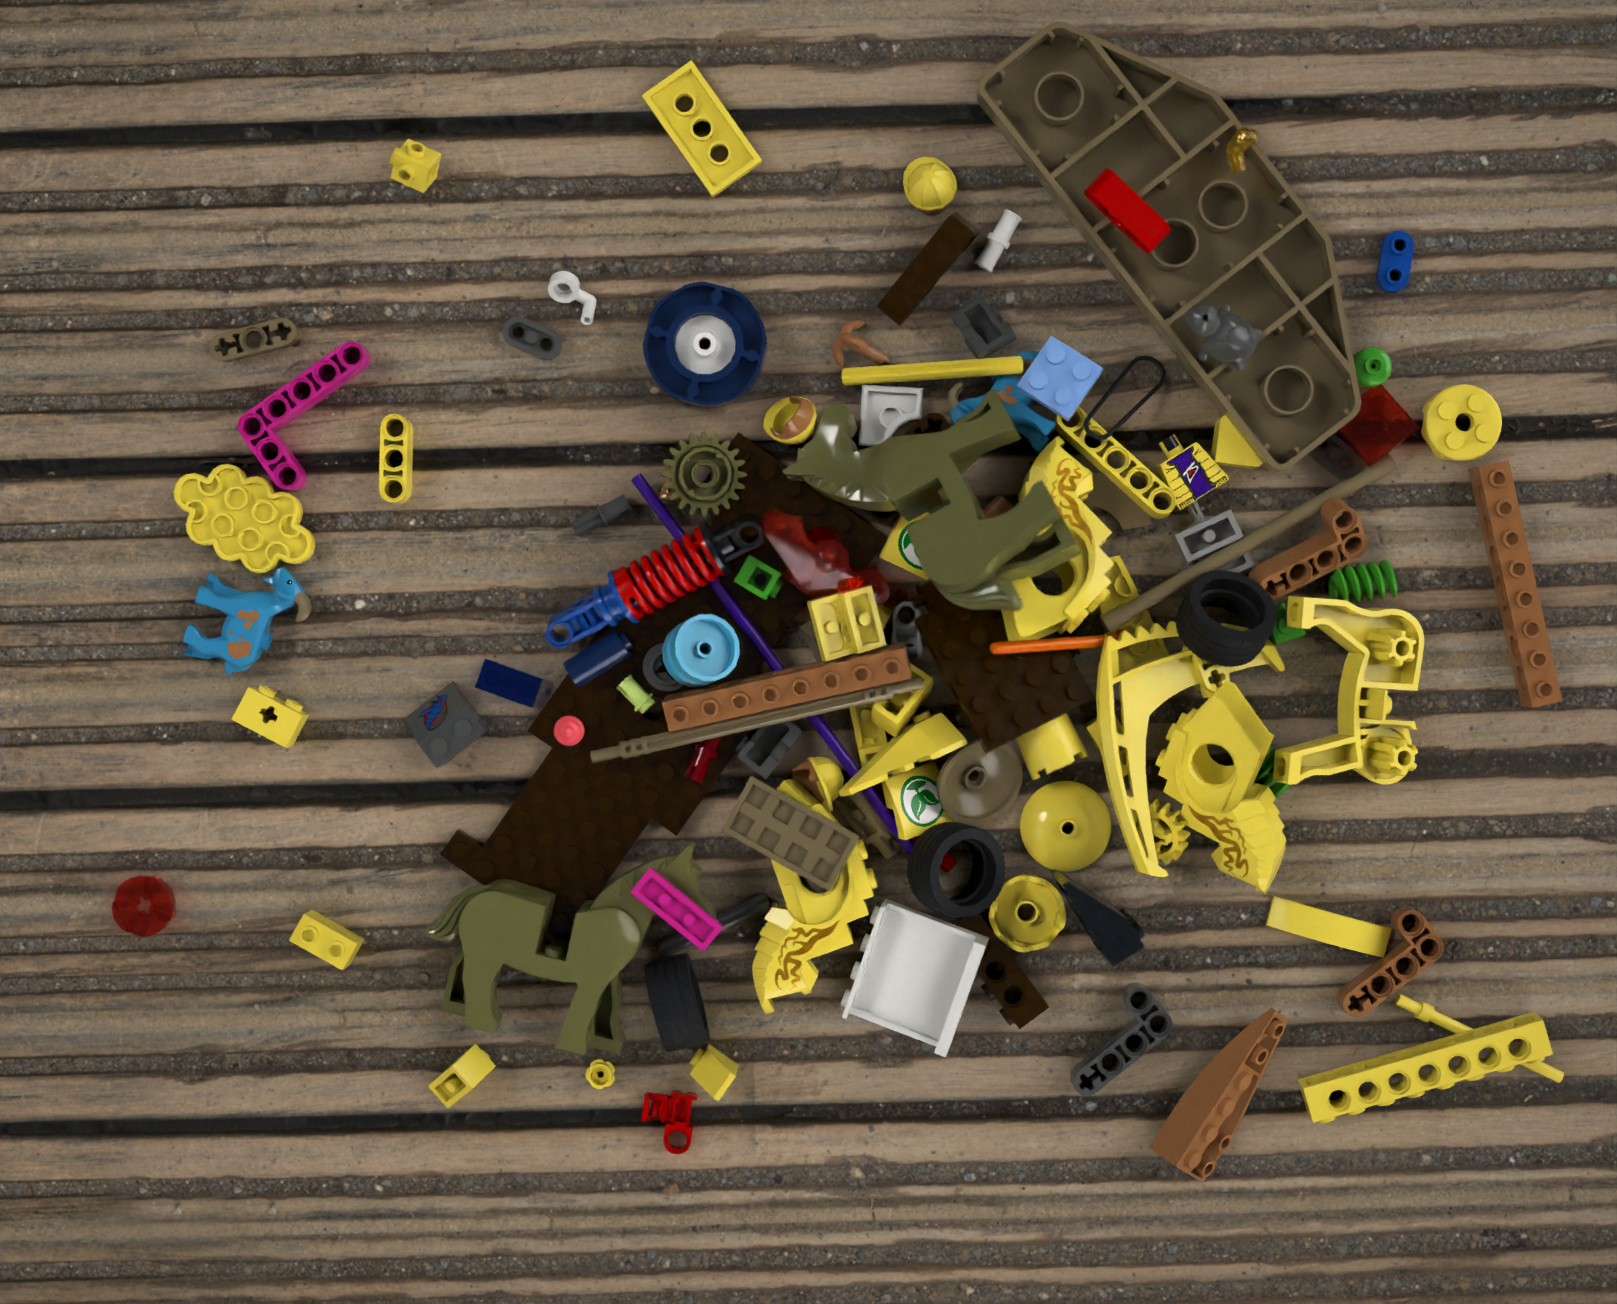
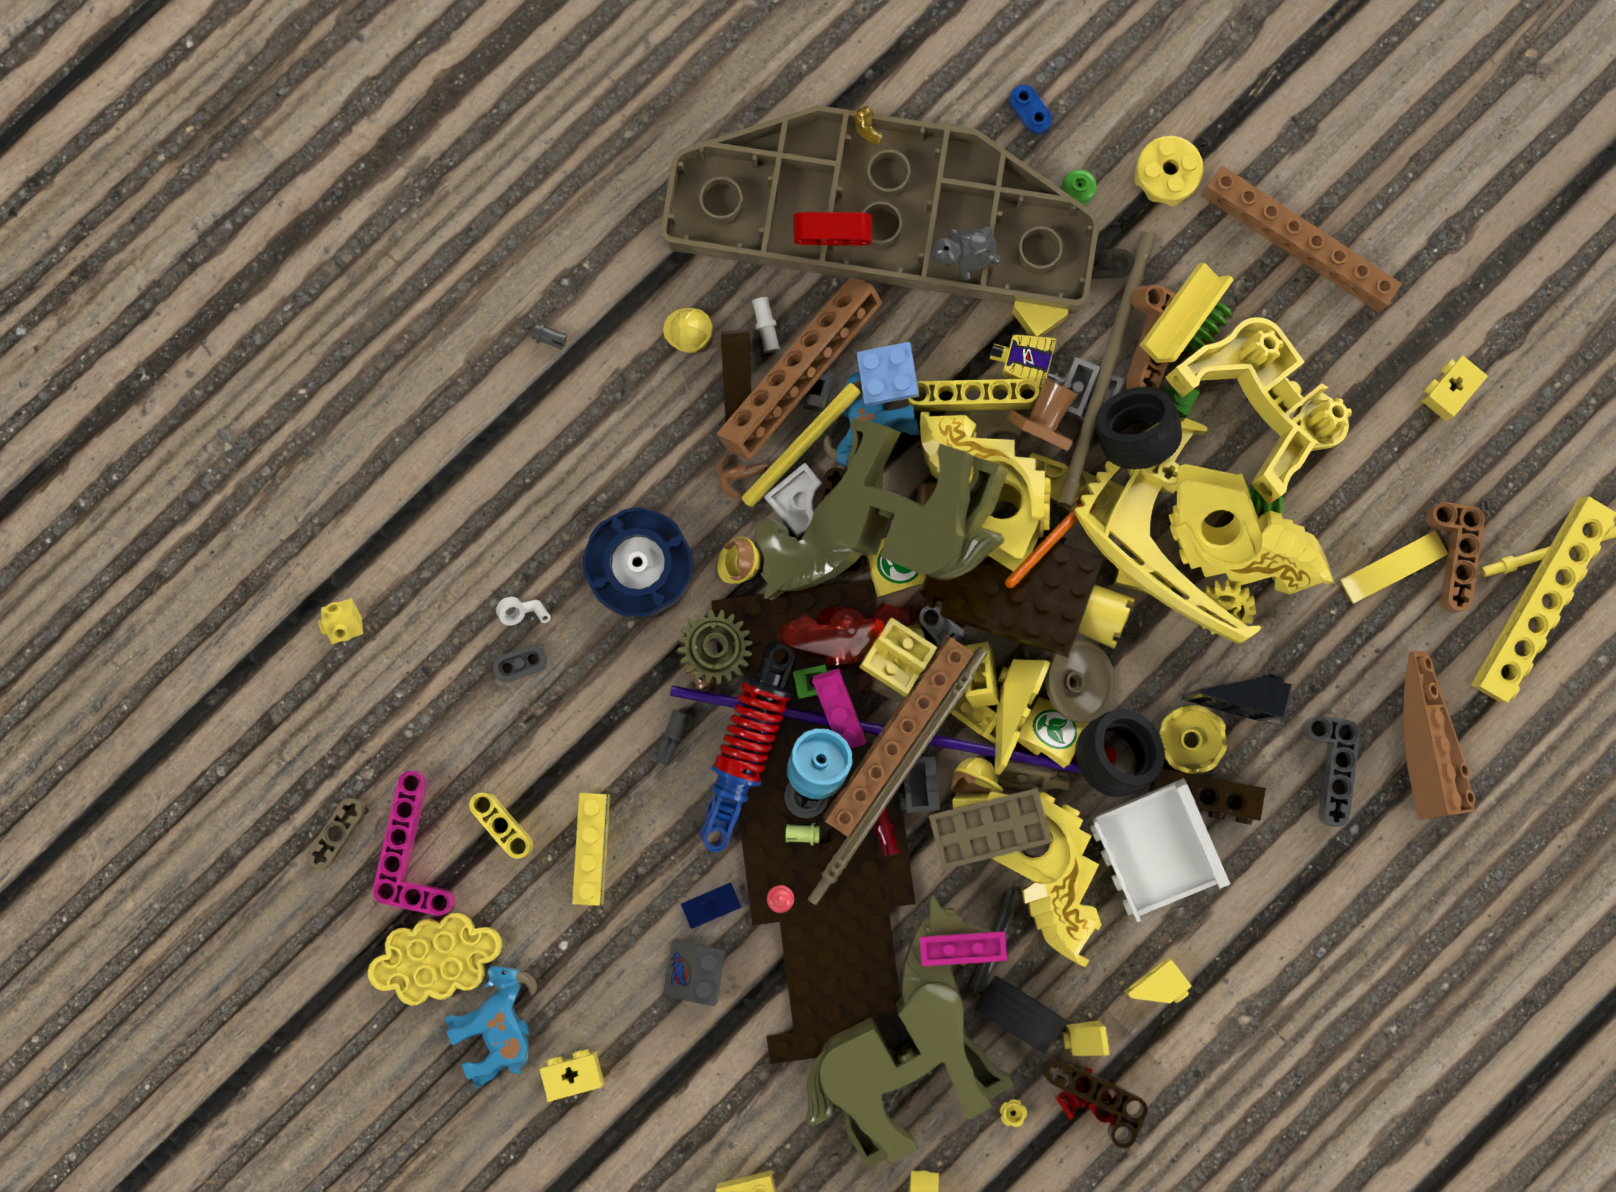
camera: 35 degrees left, 5 degrees down
(452, 546) = (591, 849): none -> light yellow brick
(598, 658) = (756, 832): dark blue brick -> none
(676, 1119) = (1092, 1094): none -> dark brown beam
(707, 108) = (517, 444): light yellow plate -> none
(759, 620) = (839, 707): none -> dark pink plate
(807, 81) = (549, 336): none -> dark grey pin
(814, 1083) = (1161, 984): none -> light yellow slope
(990, 304) = (799, 368): none -> medium nougat brick
(1052, 808) = (1144, 665): light yellow dish -> none
(1135, 408) = (953, 349): black piece -> none
(1160, 535) = (1047, 414): none -> medium nougat plant
(1356, 558) = (1185, 314): none -> light yellow panel
(1377, 426) = (1119, 220): clear red plate -> none
(1538, 831) = (1466, 379): none -> light yellow brick

